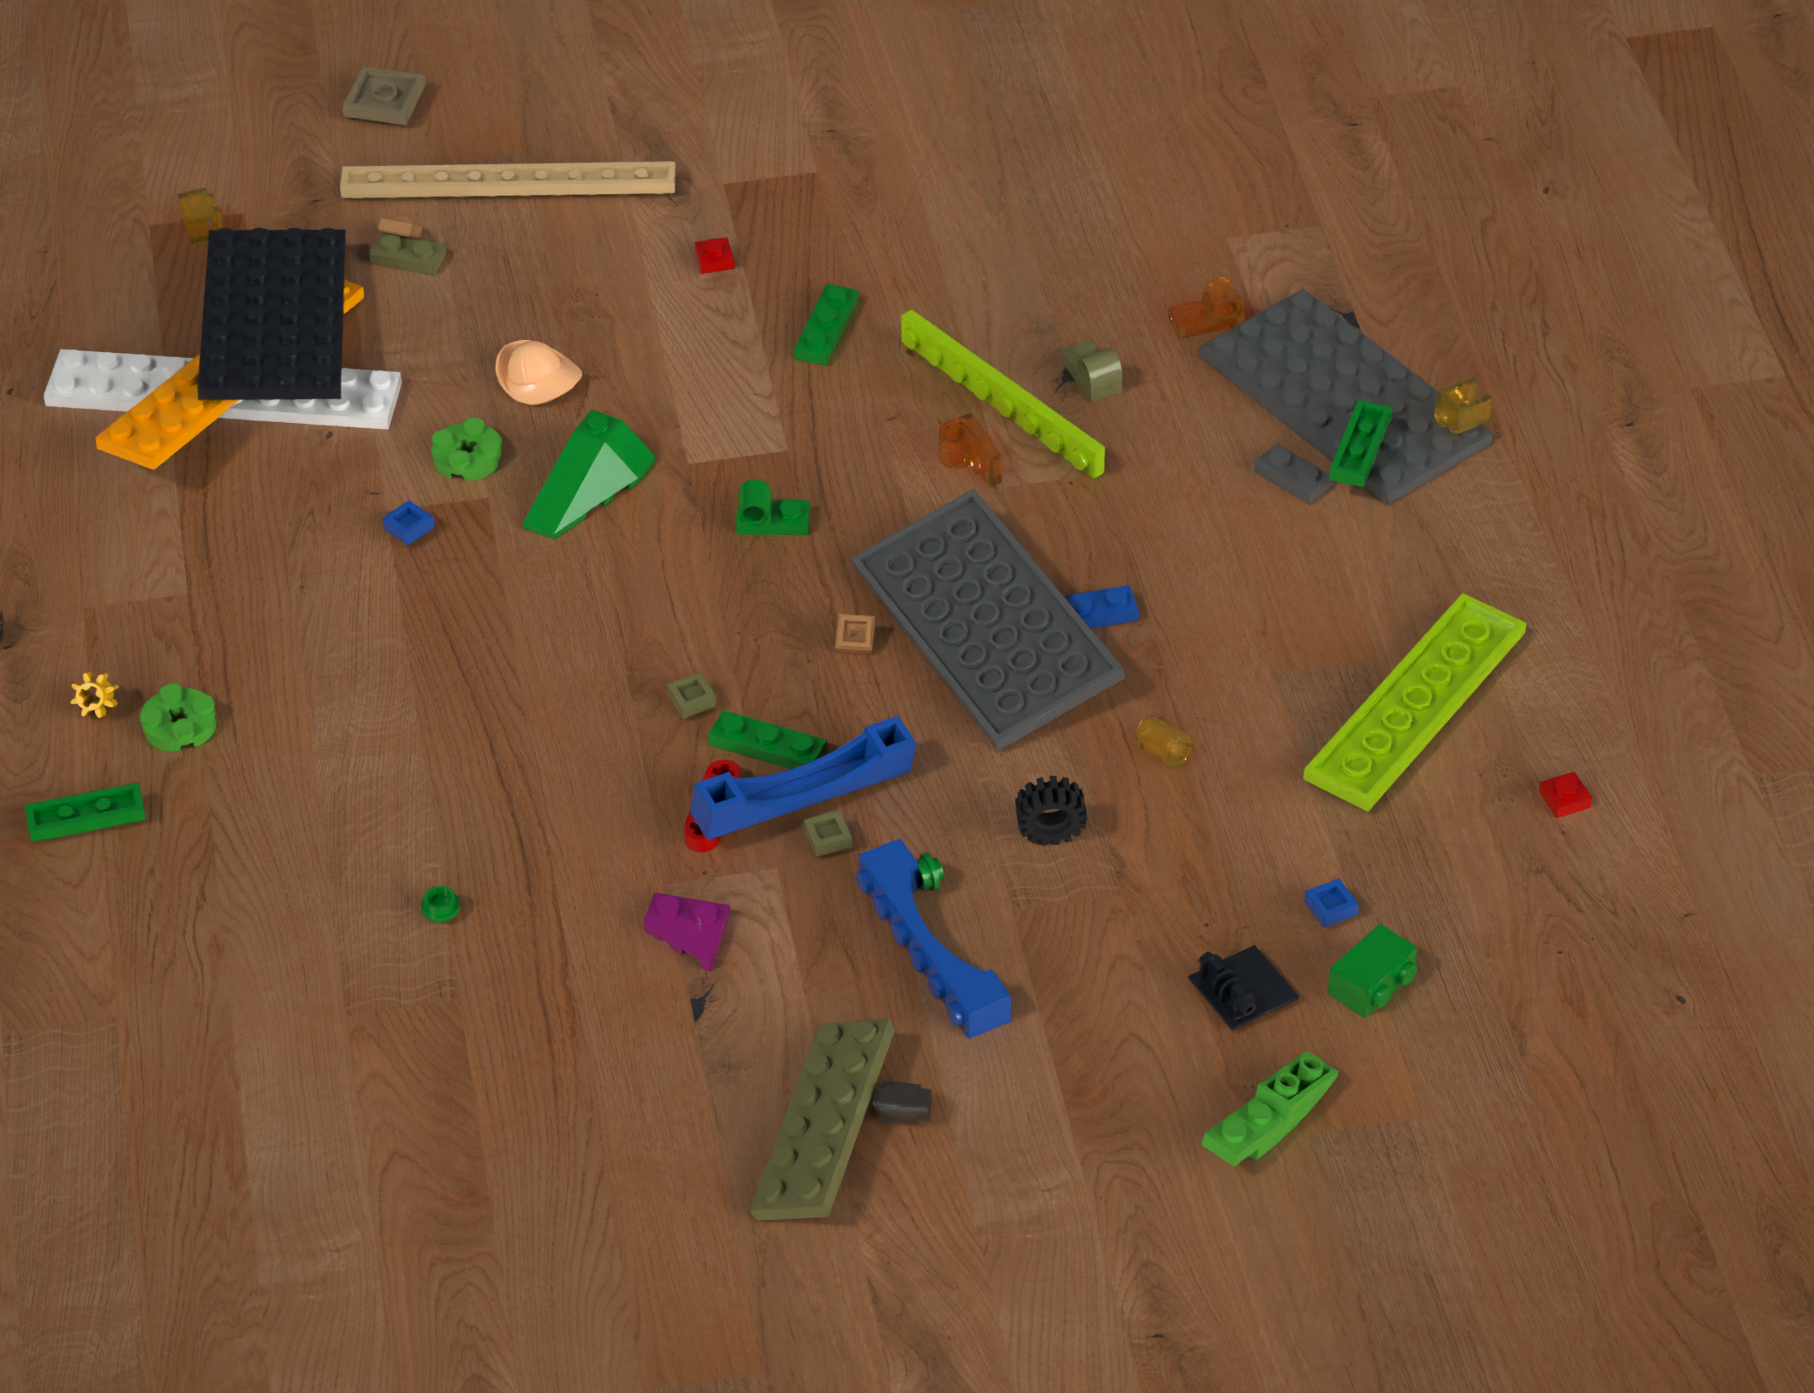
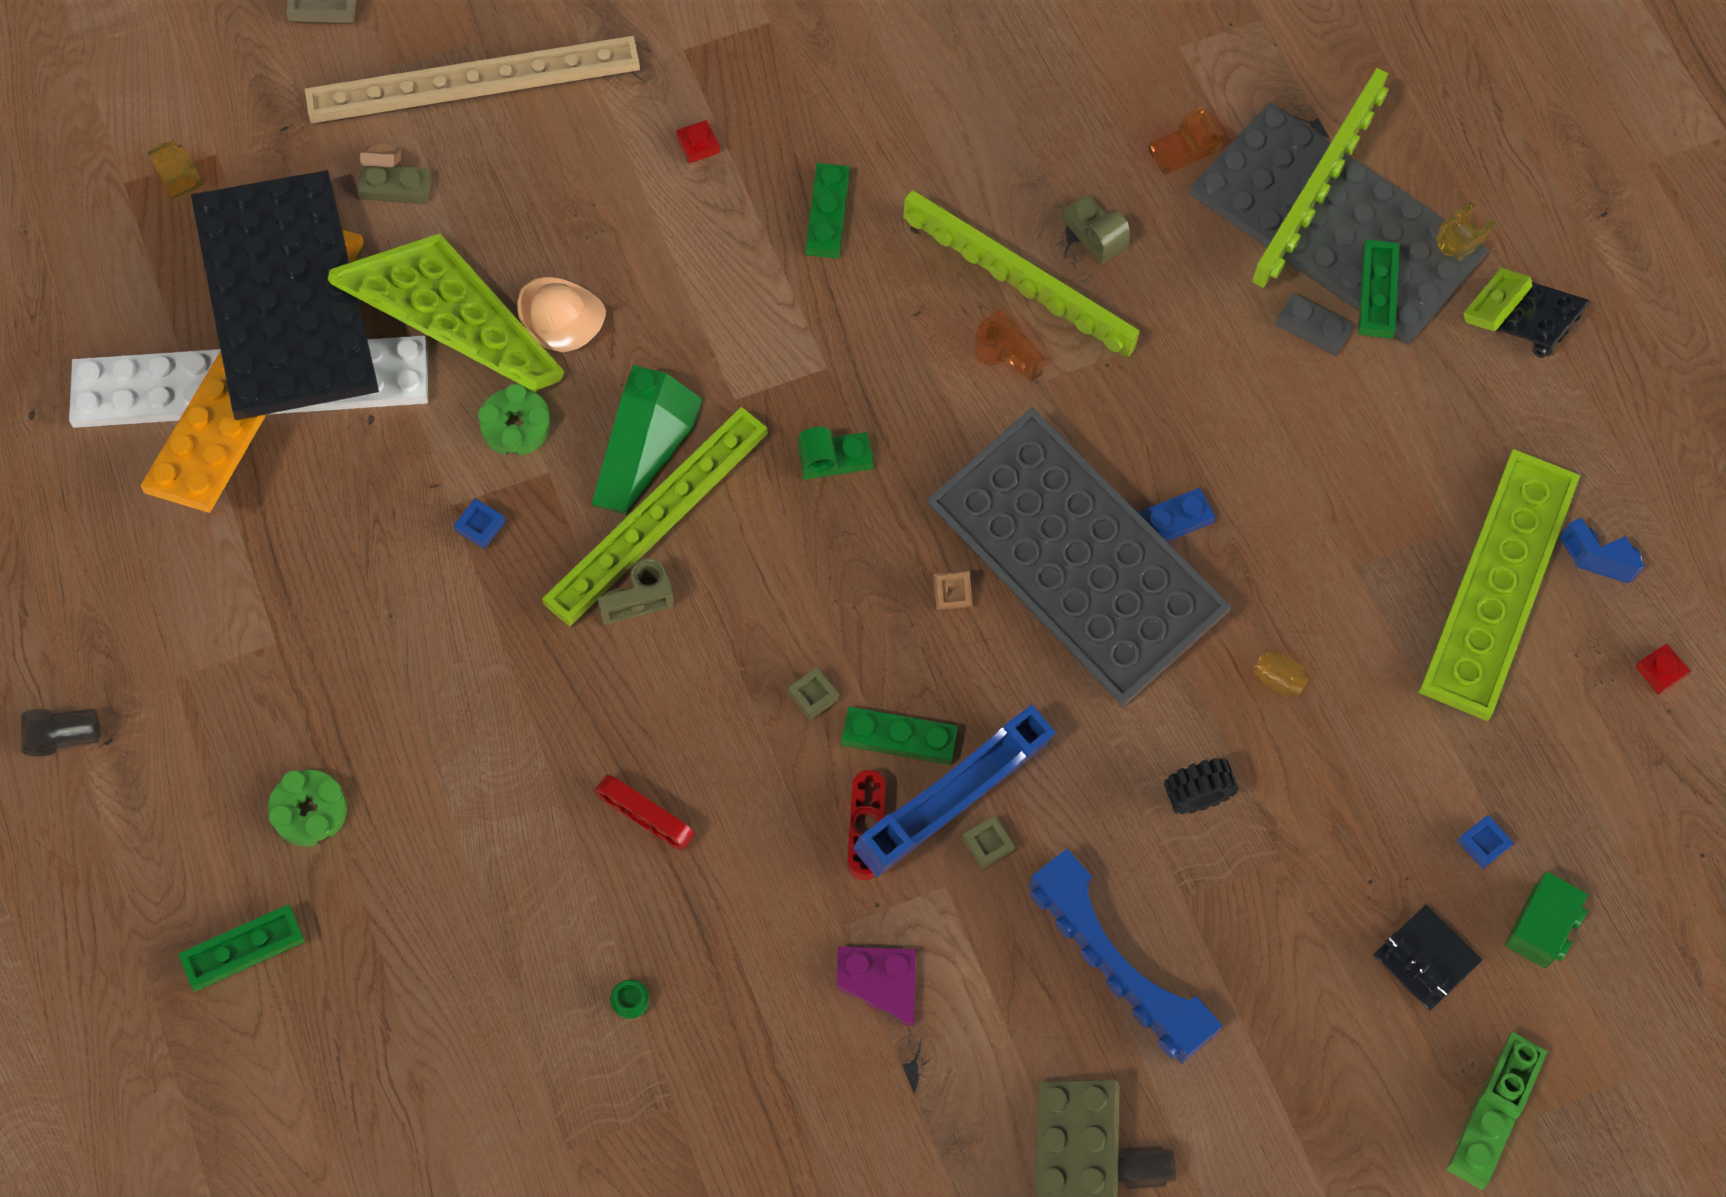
camera: 15 degrees left, 20 degrees up
(104, 691) = (216, 799): yellow gear -> none
(432, 344) = (445, 299): none -> lime wing
(498, 763) = (644, 812): none -> red beam
(549, 599) = (642, 599): none -> olive plate
(580, 538) = (654, 517): none -> lime plate
(929, 872) = (1100, 873): green plate -> none
(1328, 347) = (1317, 187): none -> lime plate
(1488, 473) = (1498, 299): none -> lime plate
(1532, 694) = (1614, 560): none -> blue slope
(1533, 496) = (1544, 317): none -> black hinge

